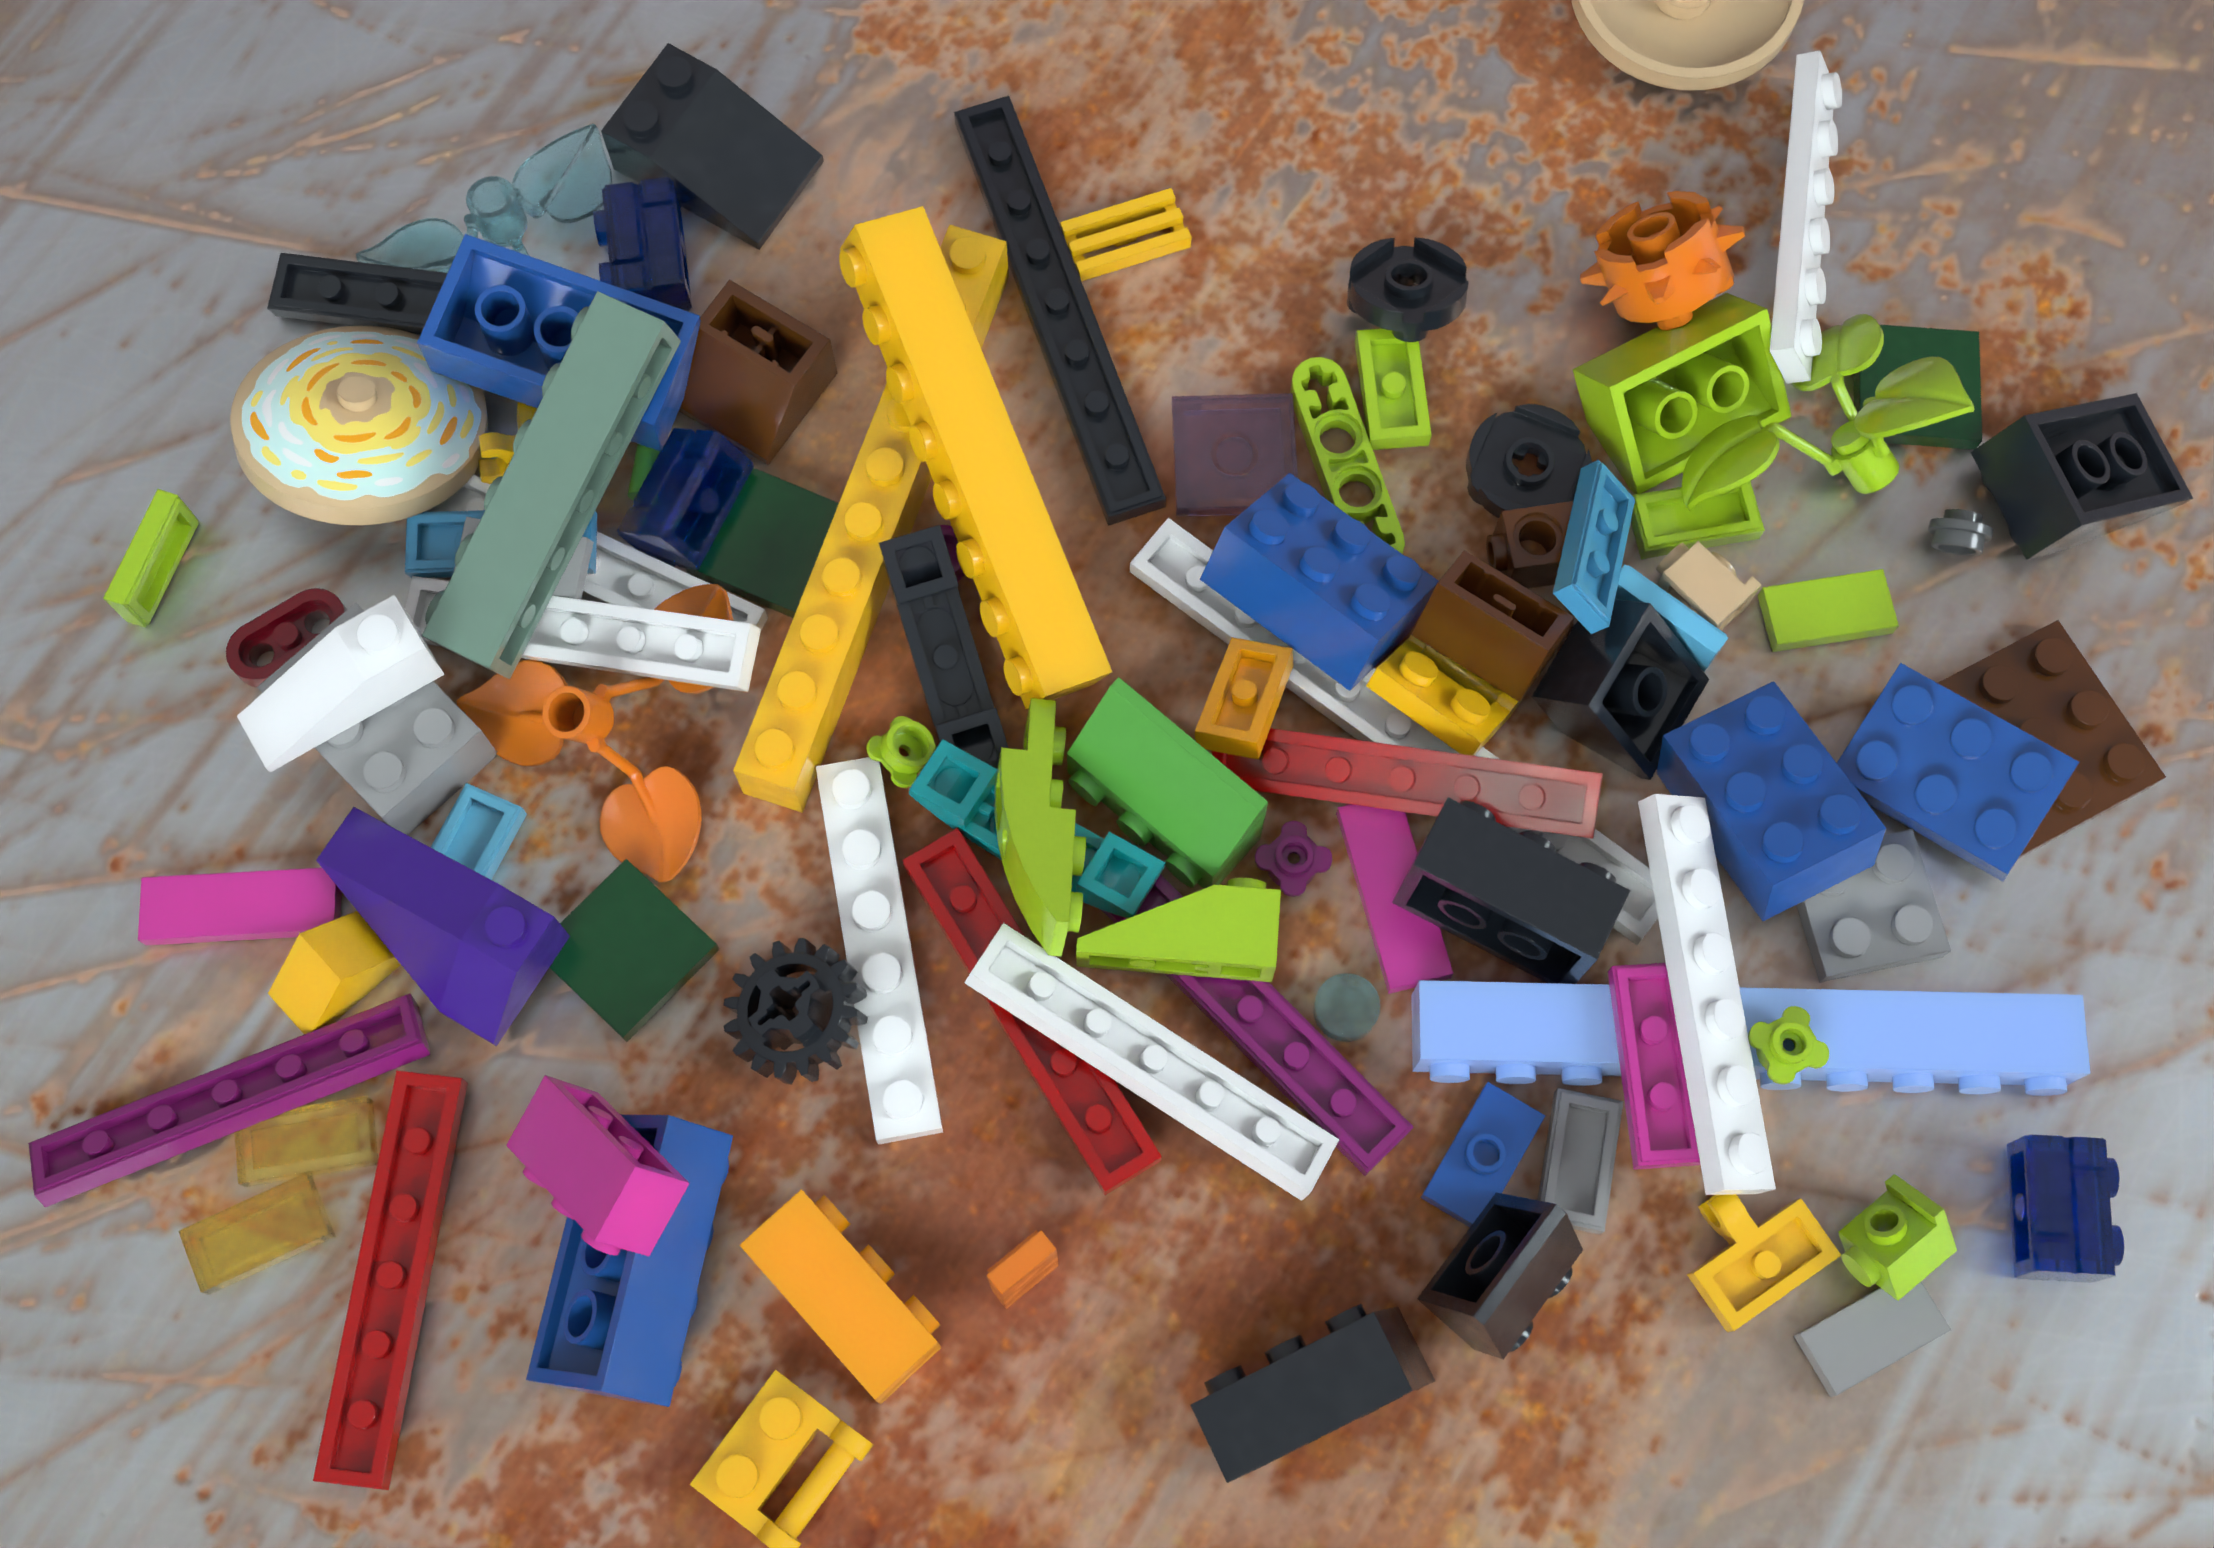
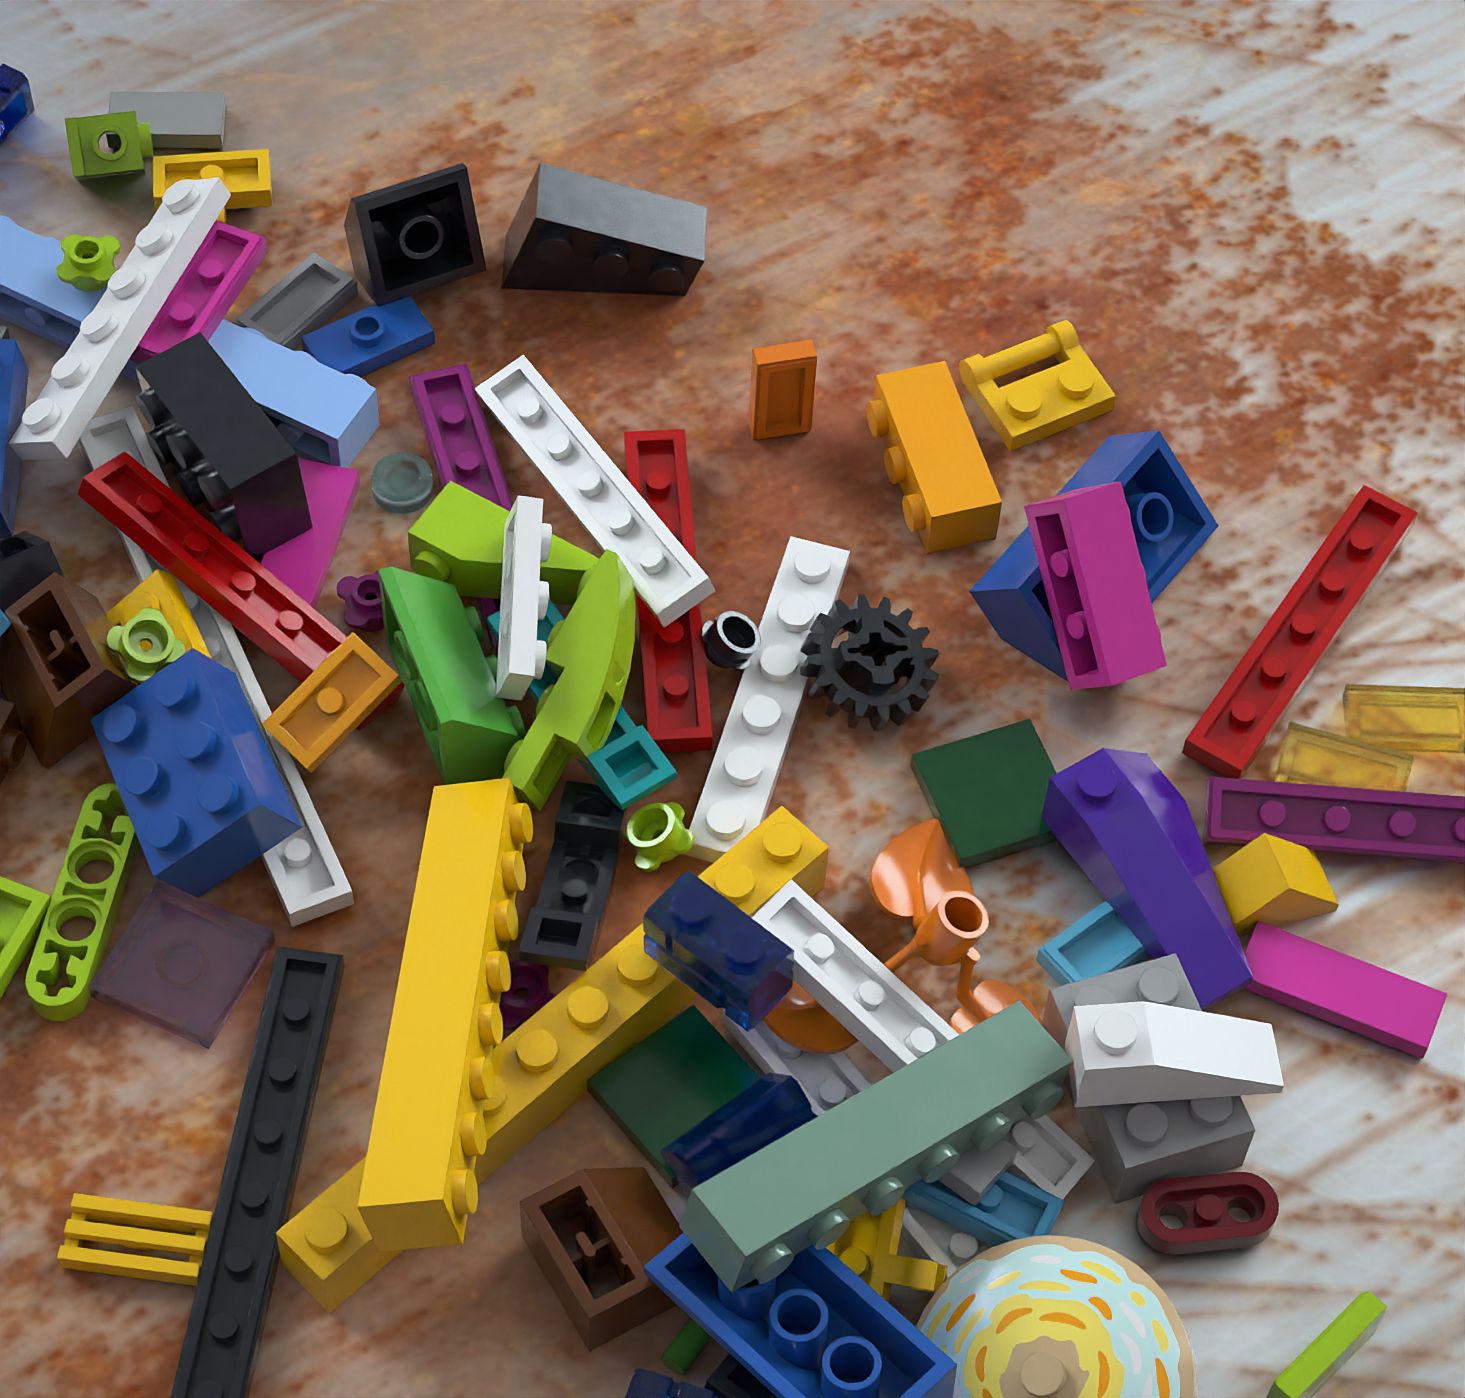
camera: 155 degrees left, 15 degrees down
(763, 582) = (718, 950): none -> clear blue brick
(921, 969) = (730, 640): none -> black plate
(1124, 852) = (522, 598): none -> white plate
(1430, 633) = (146, 626): none -> lime plate

